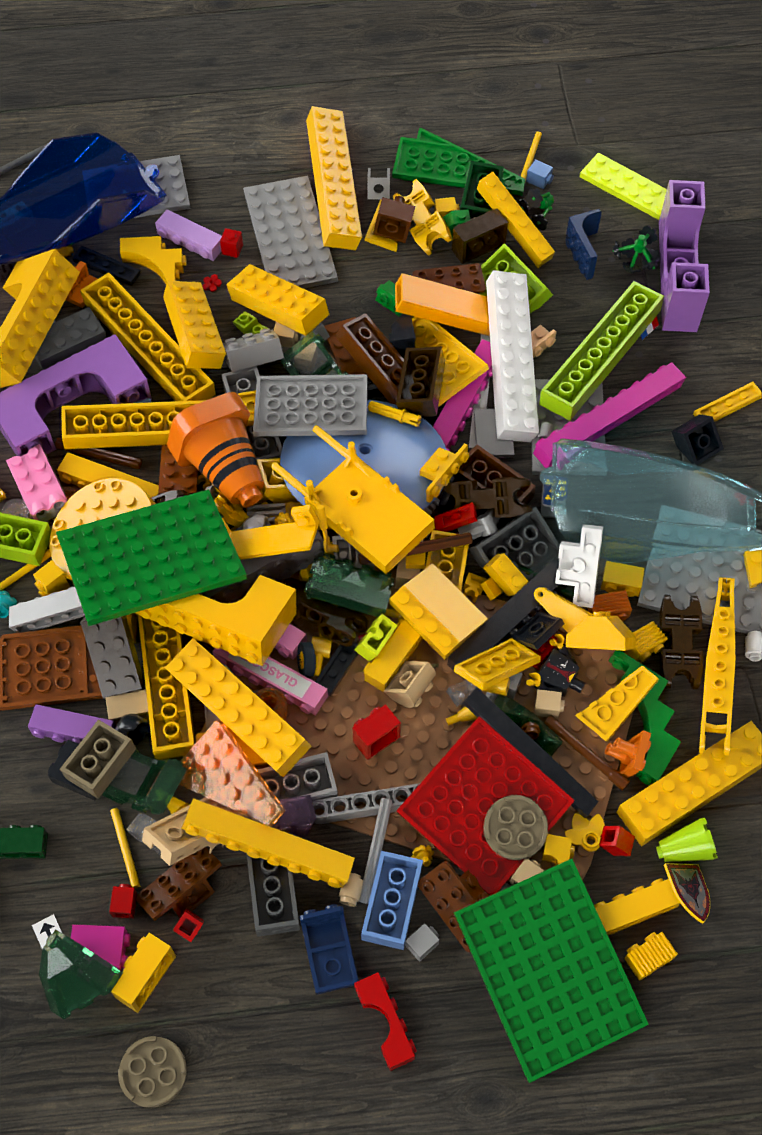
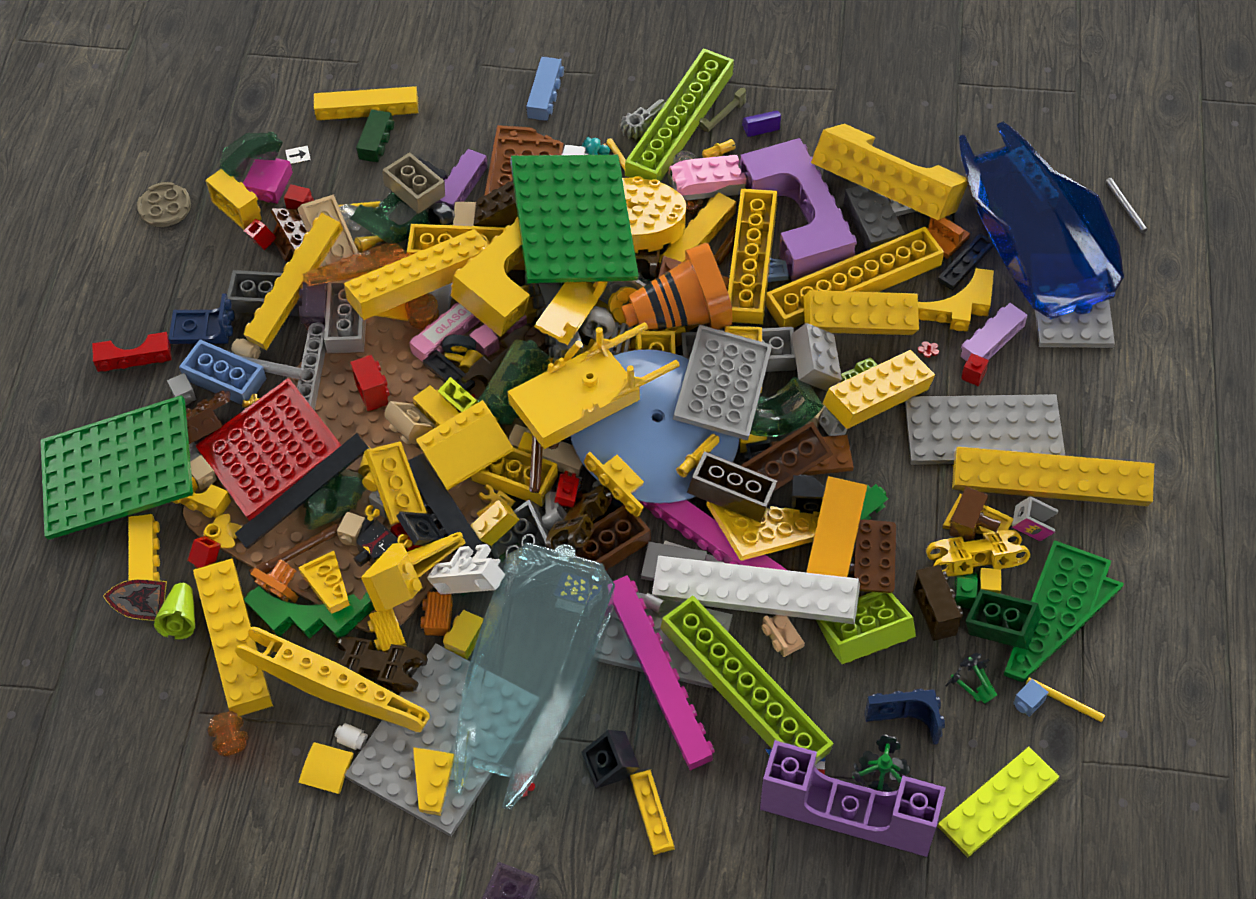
camera: 105 degrees right, 5 degrees down
(515, 827) = (240, 465): dark tan tile -> none
(518, 222) = (947, 637): yellow brick -> none
(531, 730) = (325, 500): reddish brown plate -> none
(650, 955) = (98, 554): yellow brick -> none

